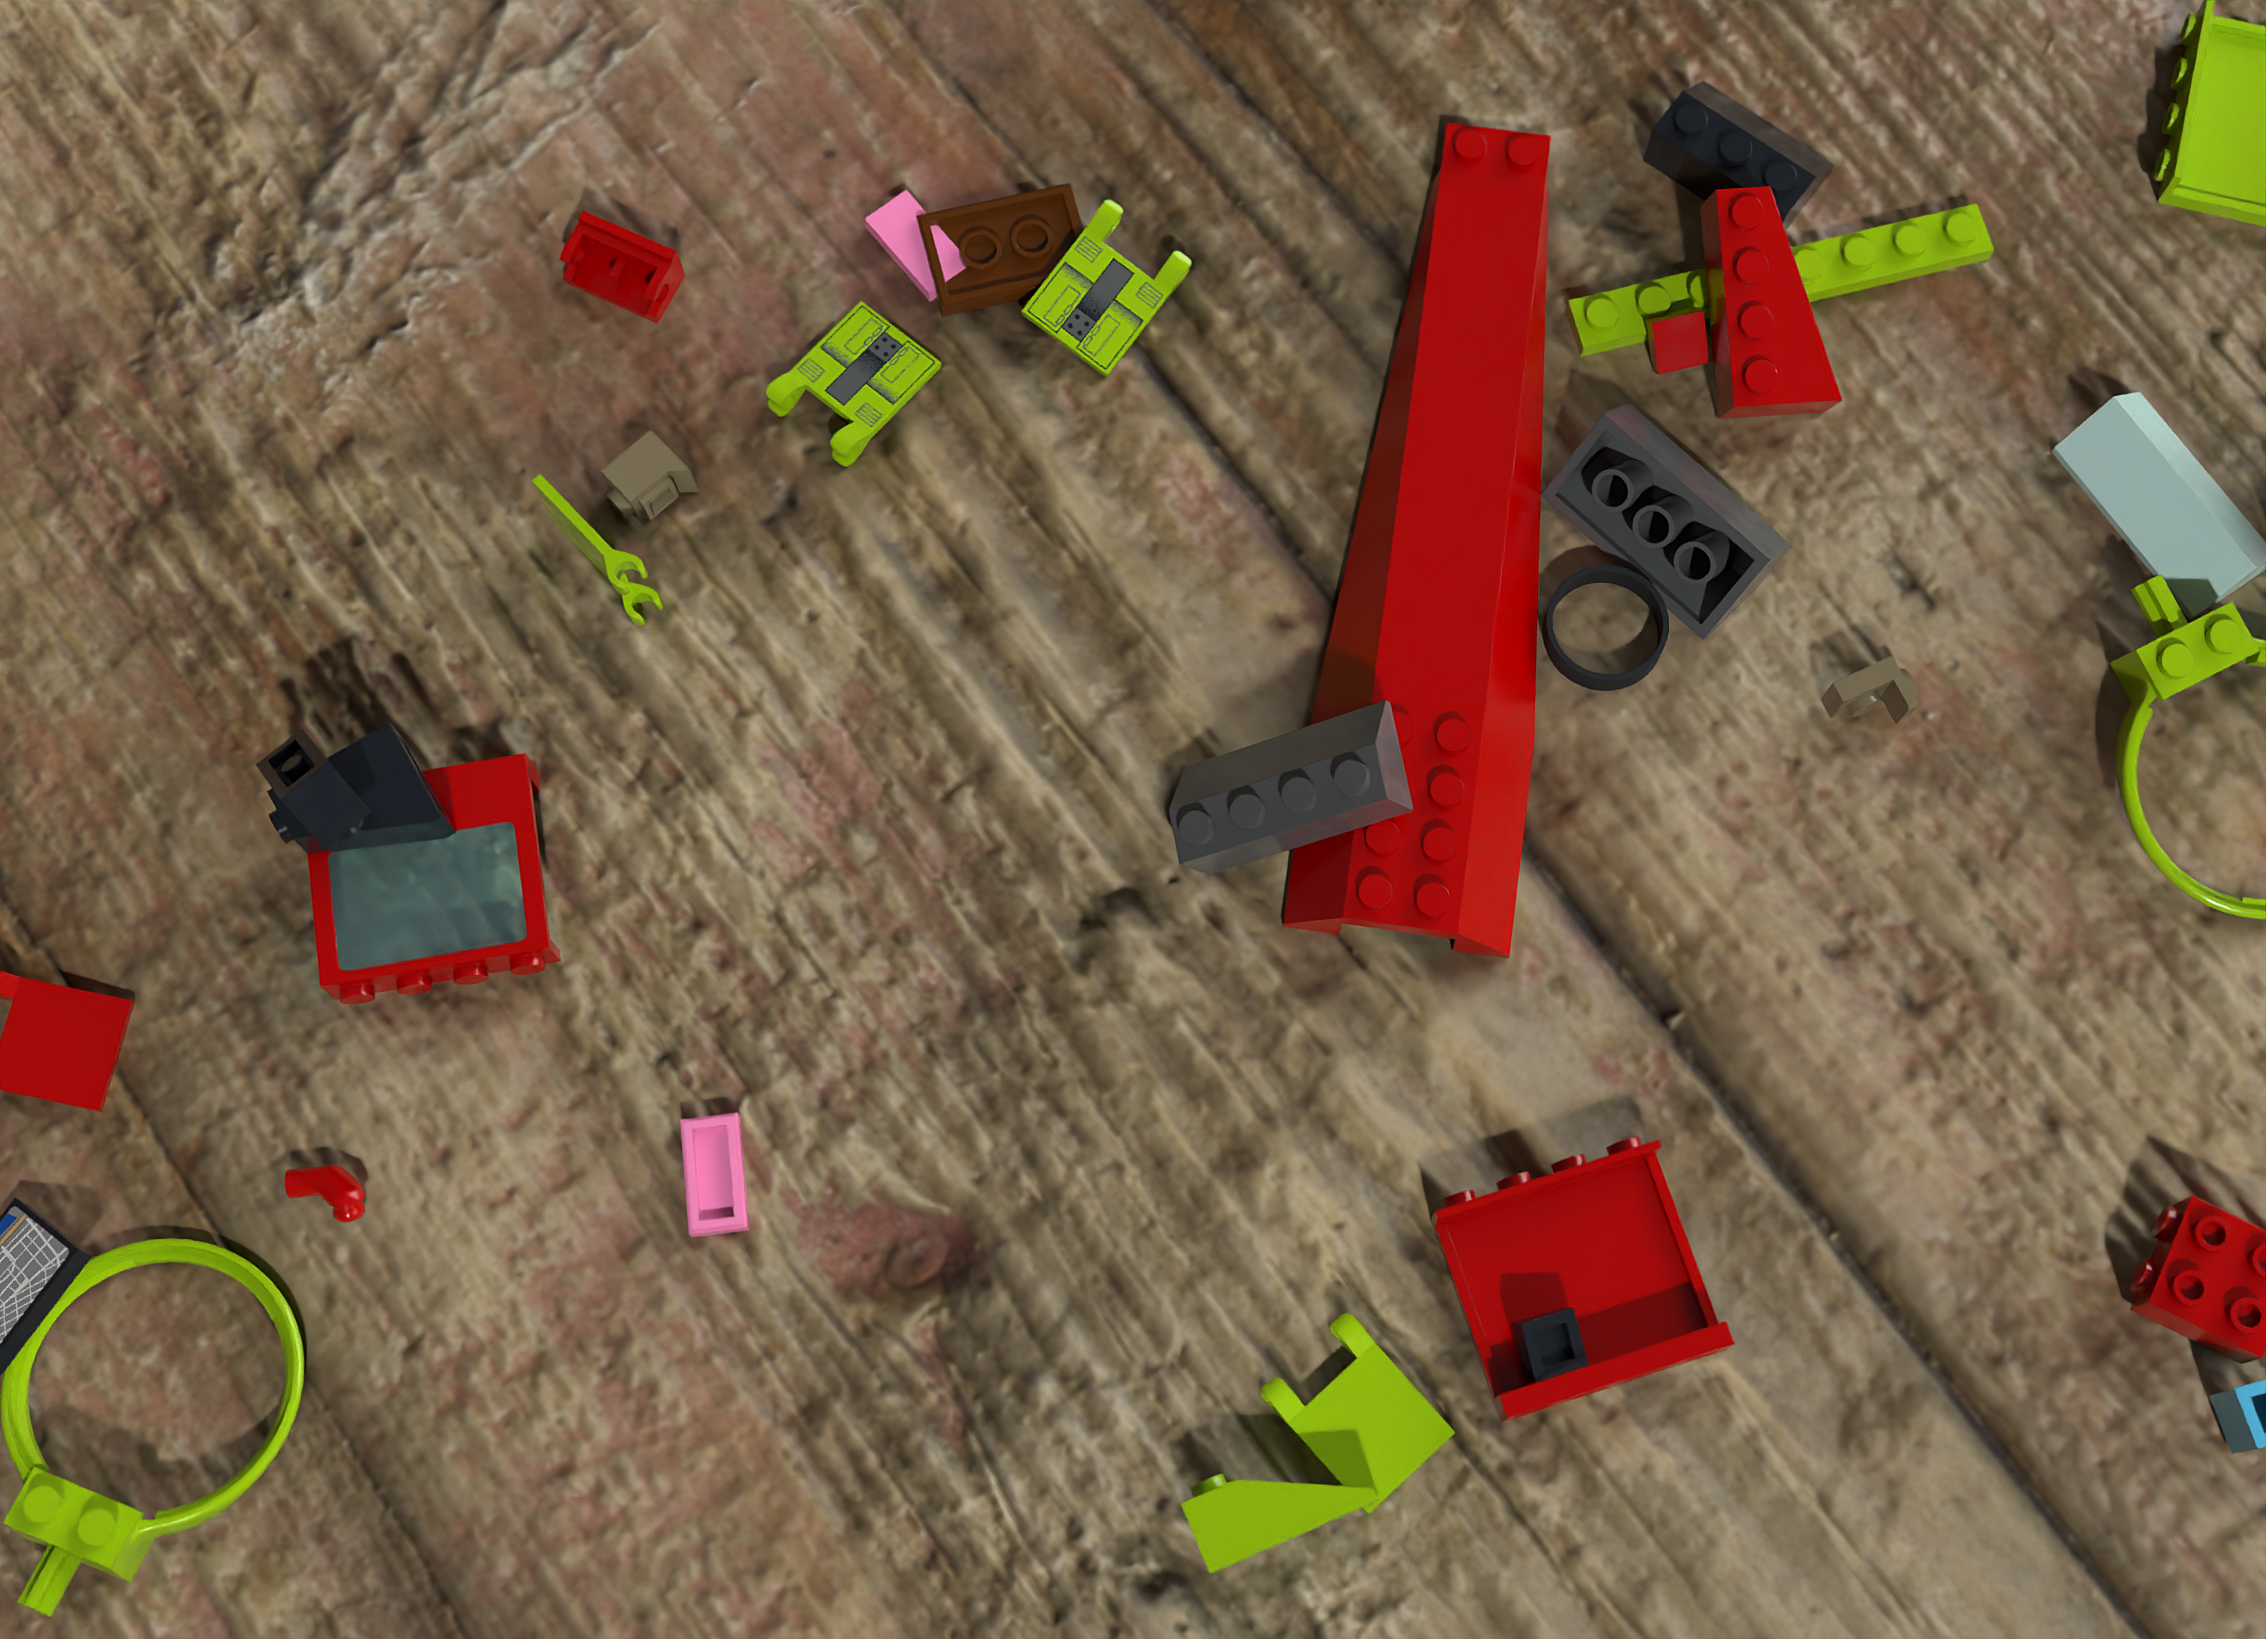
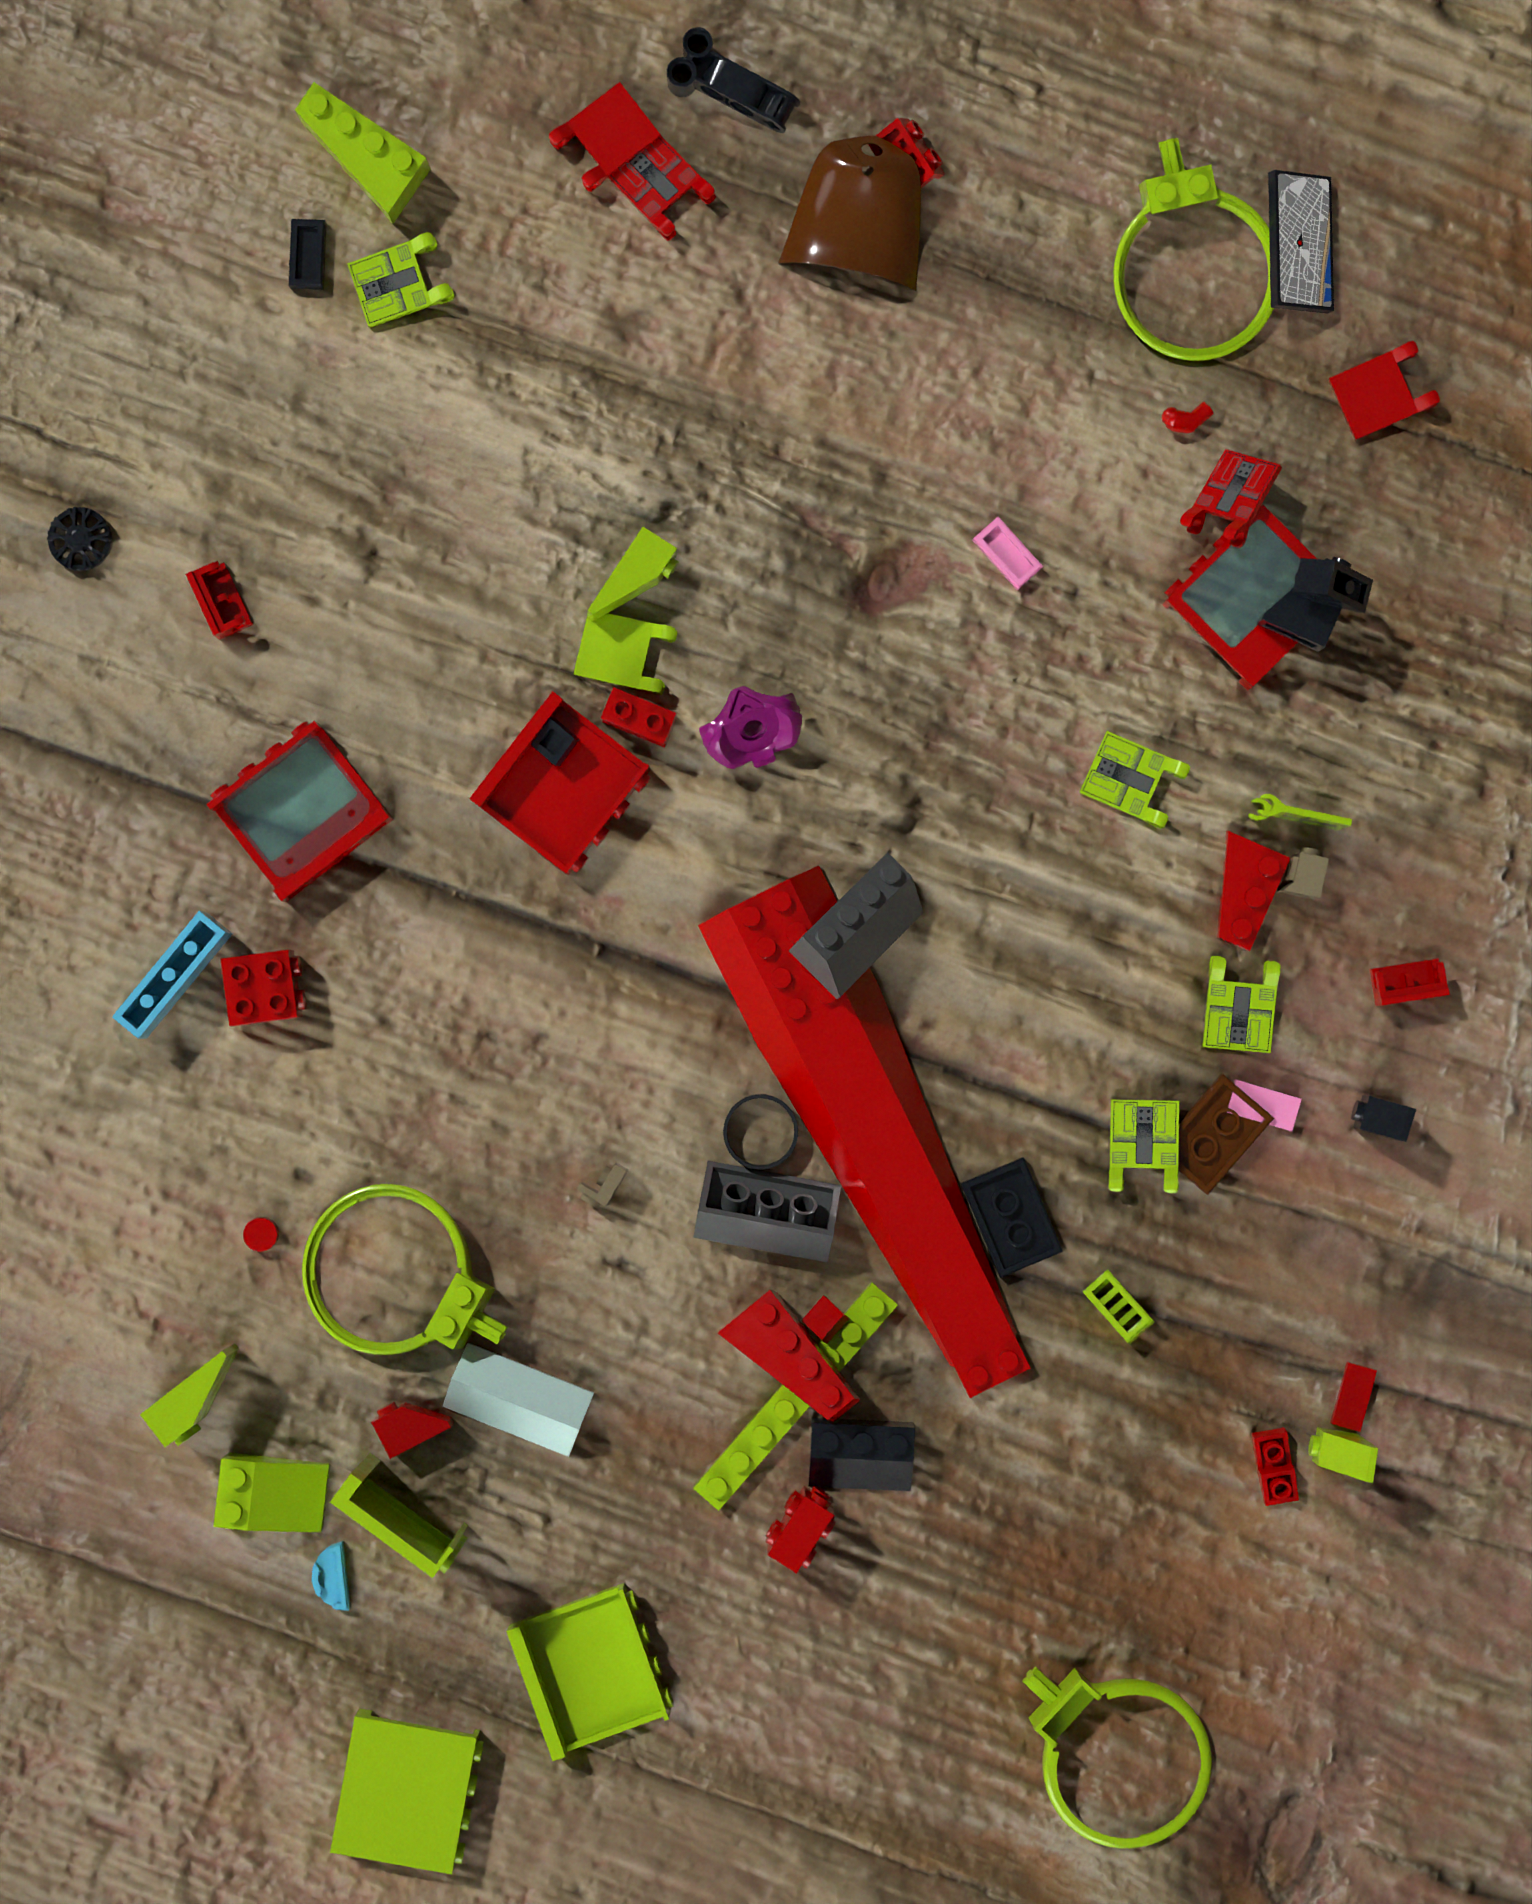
camera: 145 degrees right, 15 degrees up
(344, 1035) = (1233, 493): none -> red flag
(733, 514) = (1248, 889): none -> red wing
(779, 120) = (1383, 1118): none -> black slope
(779, 762) = (1127, 776): none -> lime flag
(1250, 1165) = (752, 728): none -> magenta piece
(1276, 85) = (1139, 1327): none -> lime slope
(1341, 317) = (1011, 1217): none -> black tile
(1402, 1295) = (639, 717): none -> red hinge
(1885, 106) = (806, 1519): none -> red brick
(1997, 1508) = (299, 810): none -> clear light blue panel

